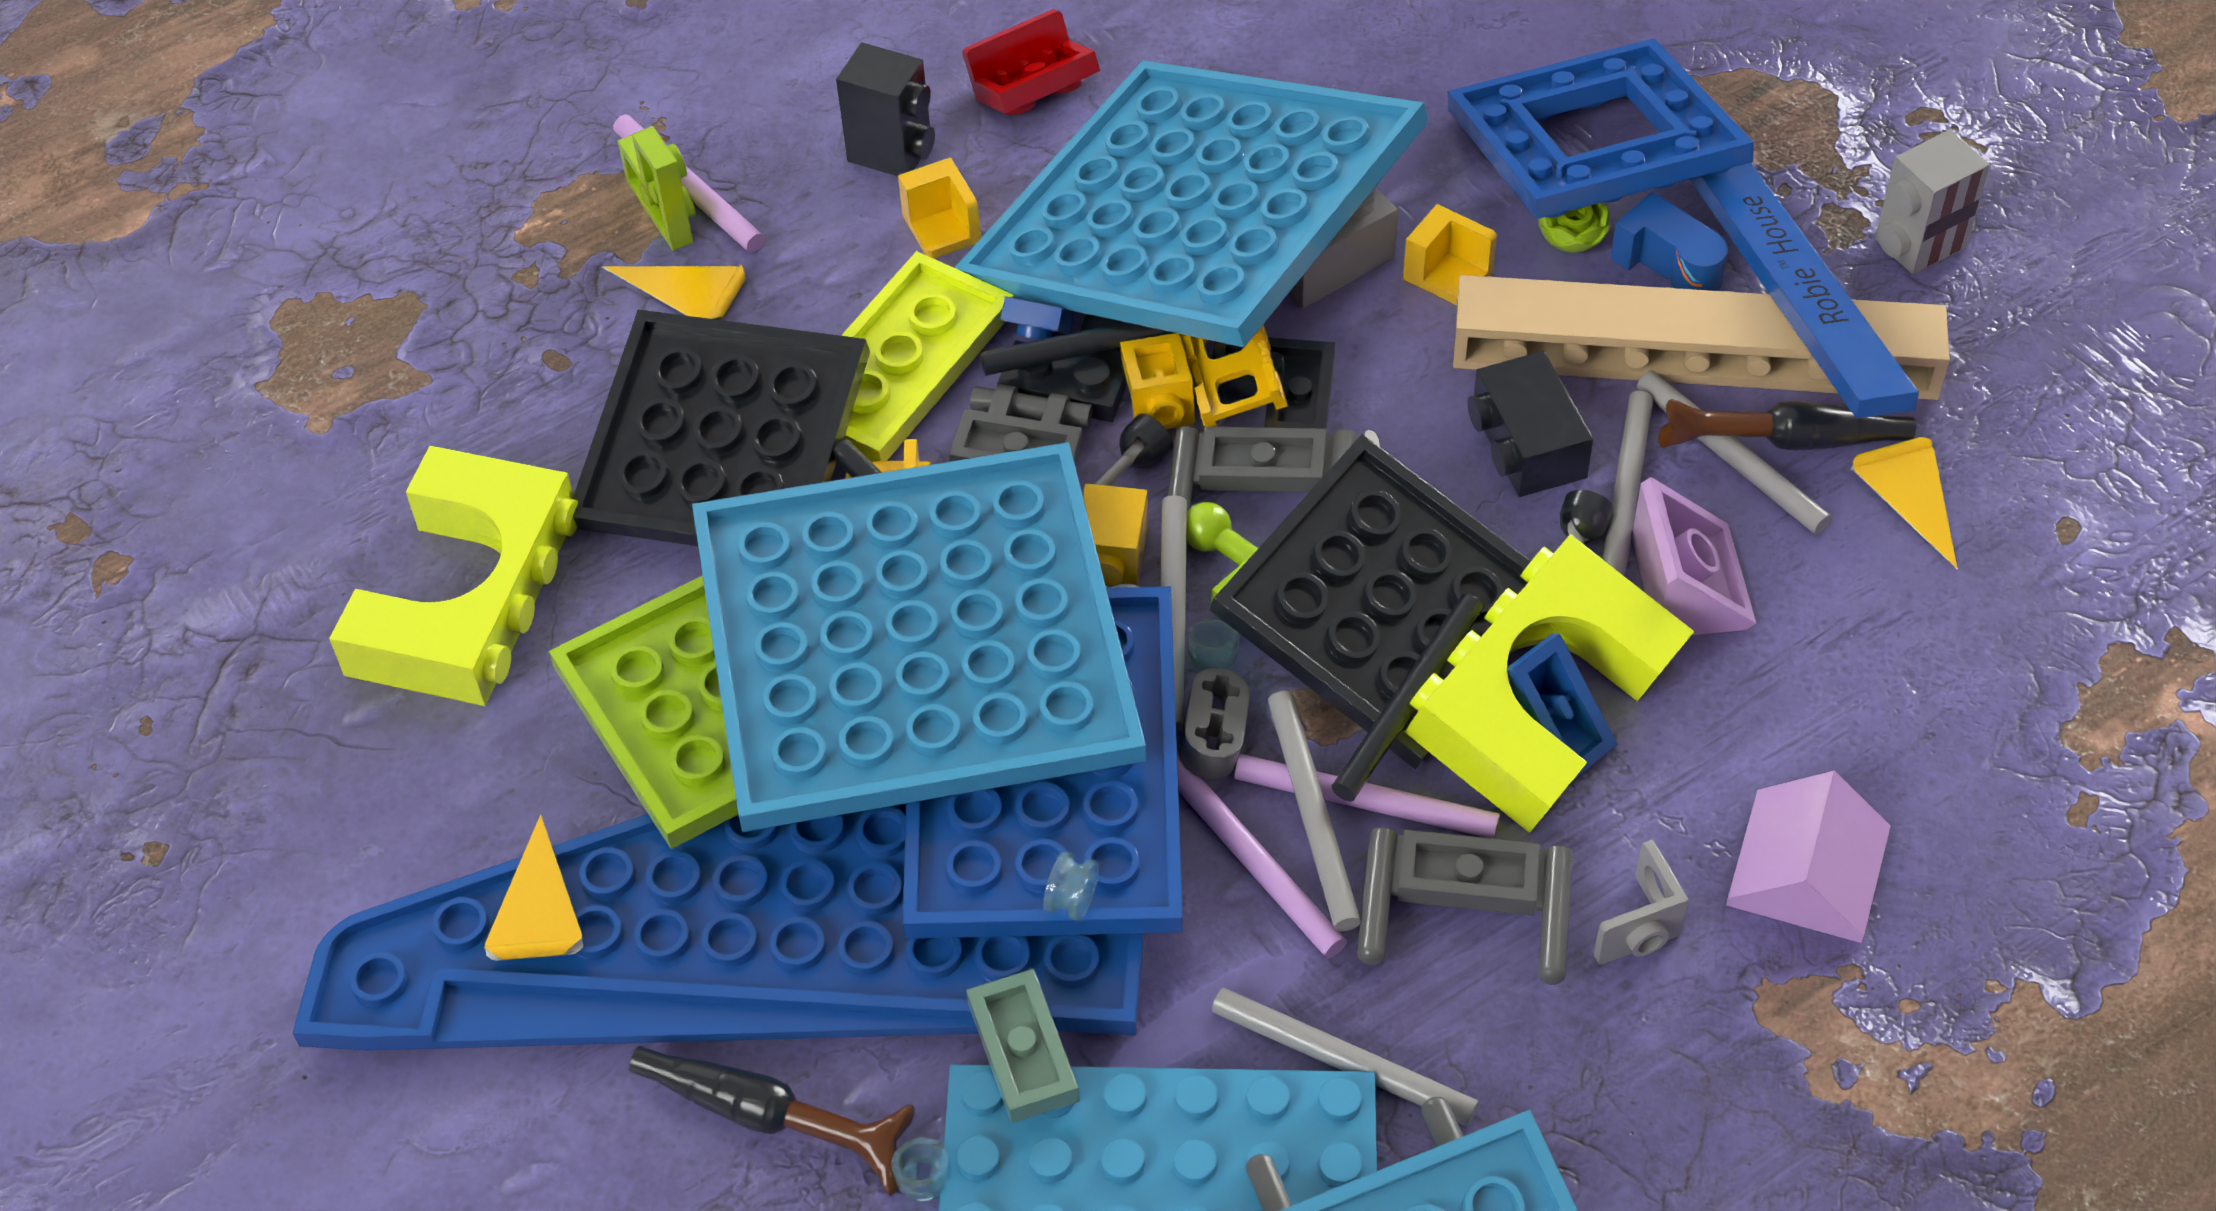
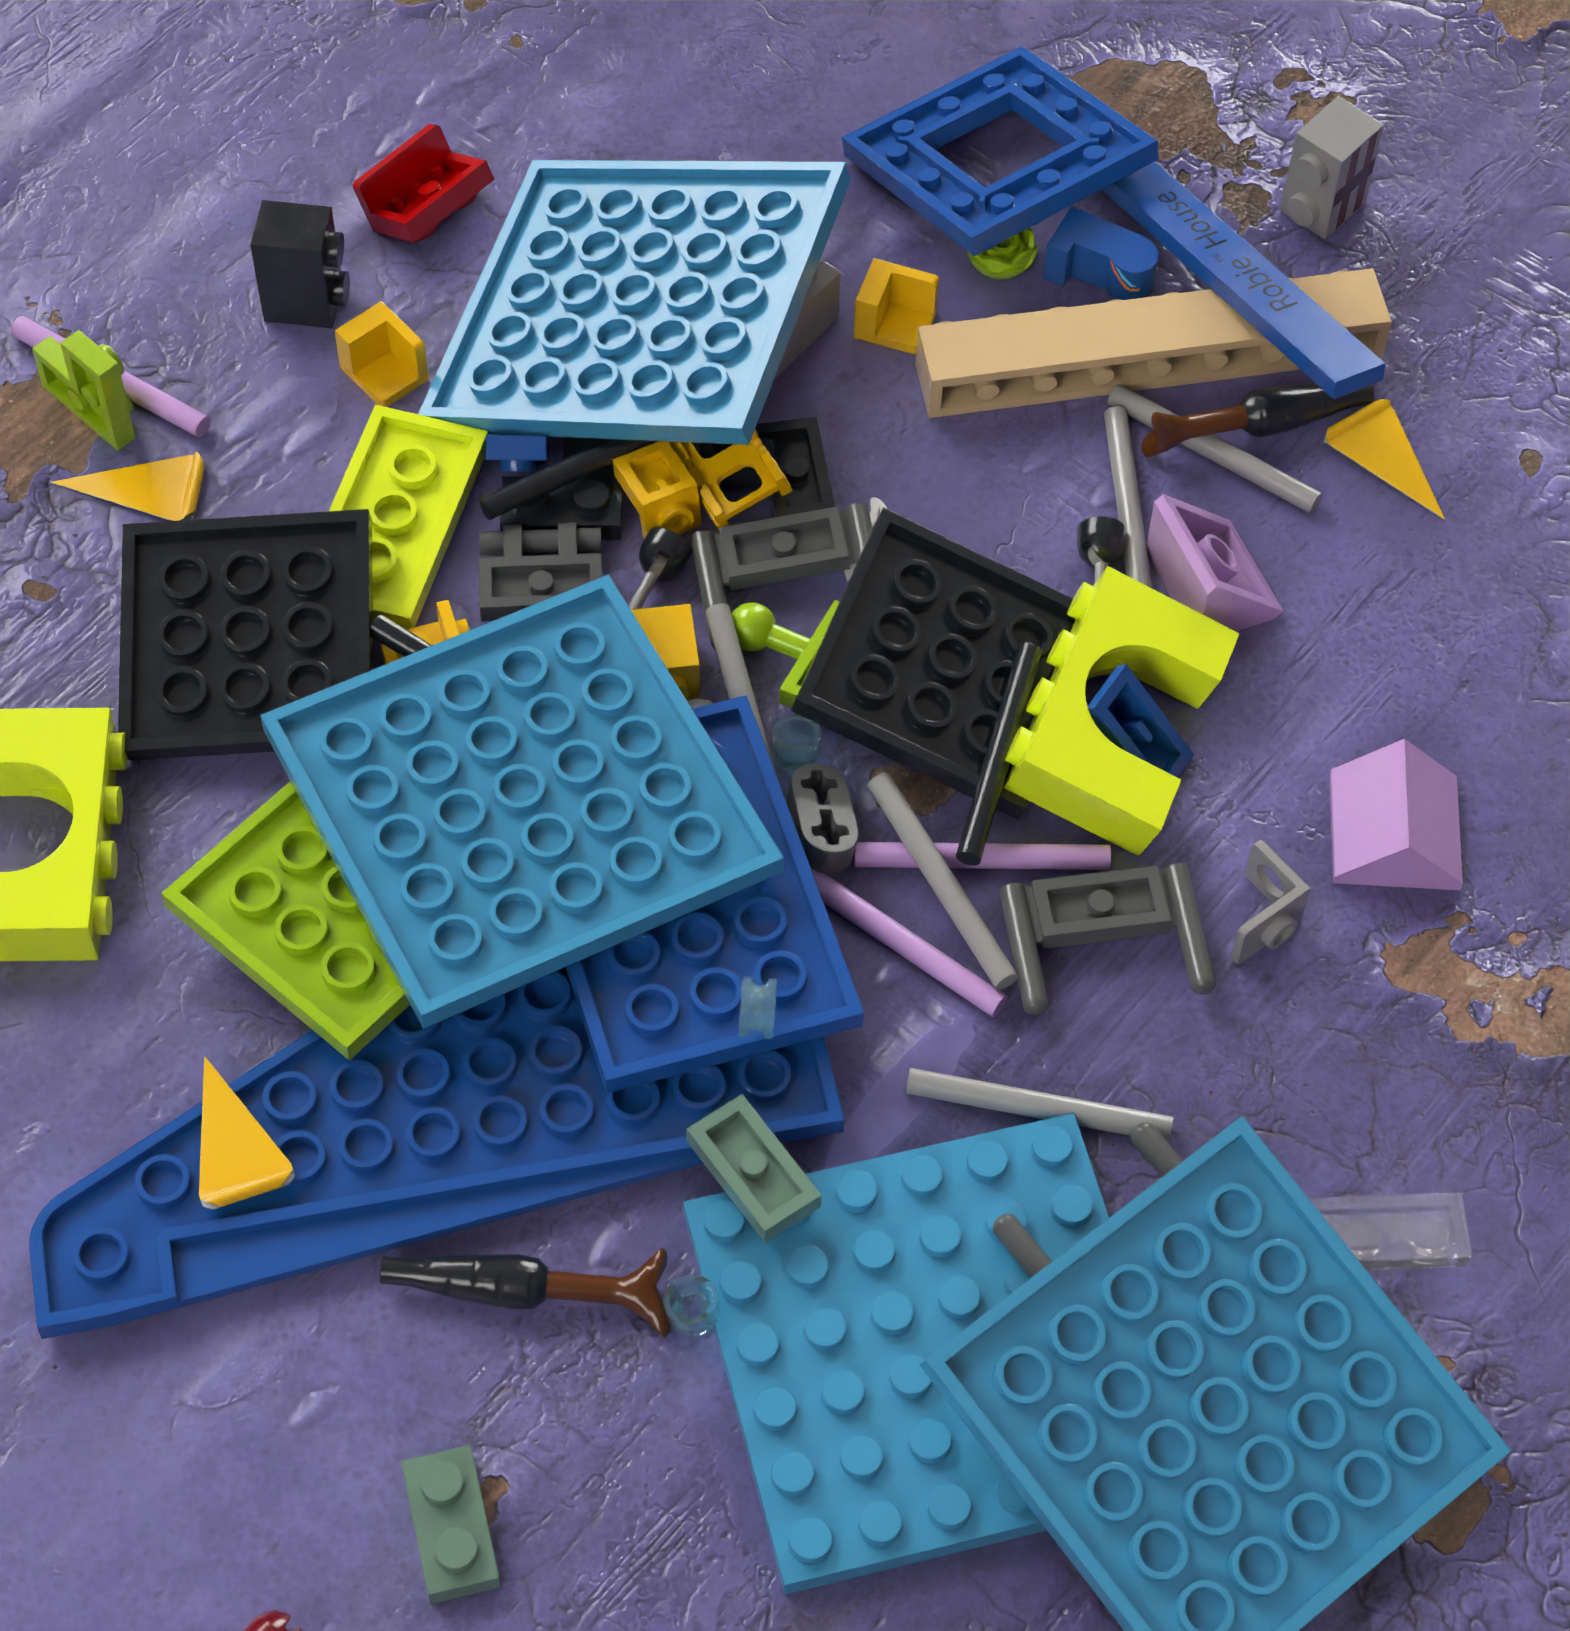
camera: 20 degrees left, 5 degrees up
(1530, 424) = (1025, 460): black brick -> none

